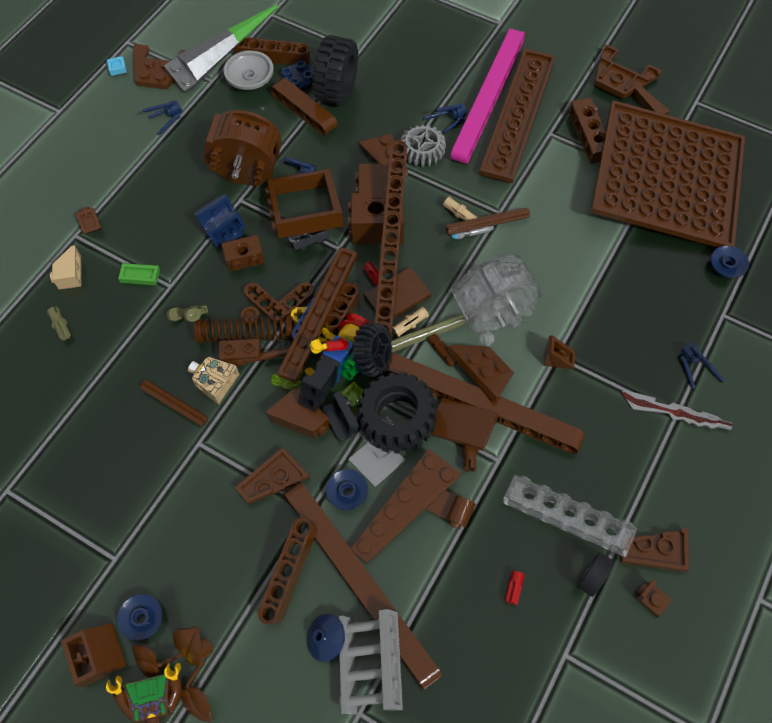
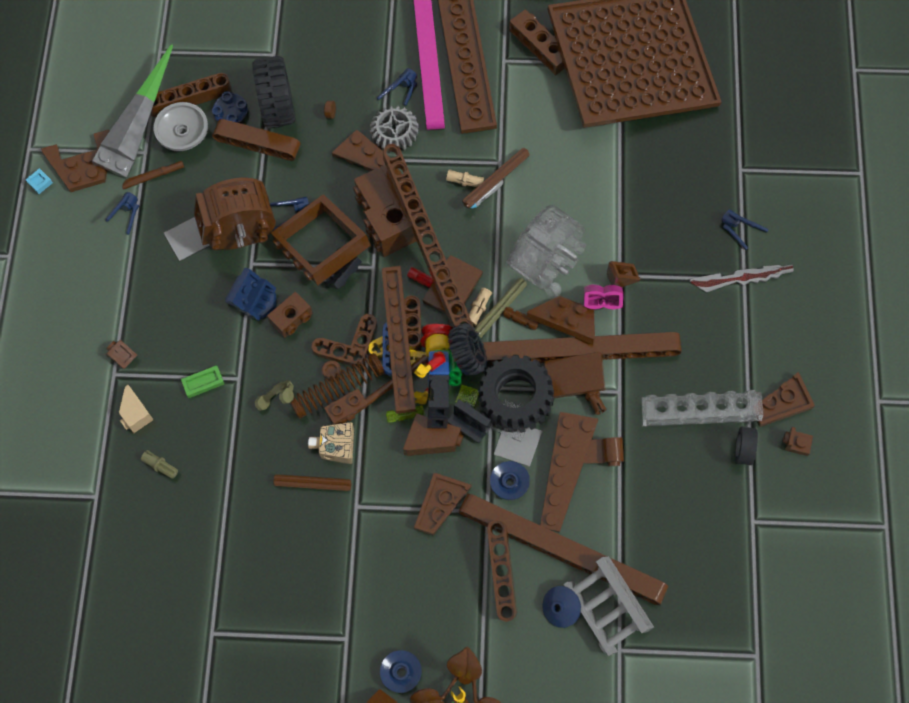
camera: 25 degrees left, 5 degrees up
(195, 159) = (185, 239): none -> light grey piece
(205, 98) = (130, 182): none -> reddish brown piece
(378, 108) = (330, 109): none -> reddish brown tile
(514, 587) = (687, 489): red piece -> none
(532, 367) = (598, 297): none -> dark pink brick
(734, 257) = (726, 112): dark blue dish -> none

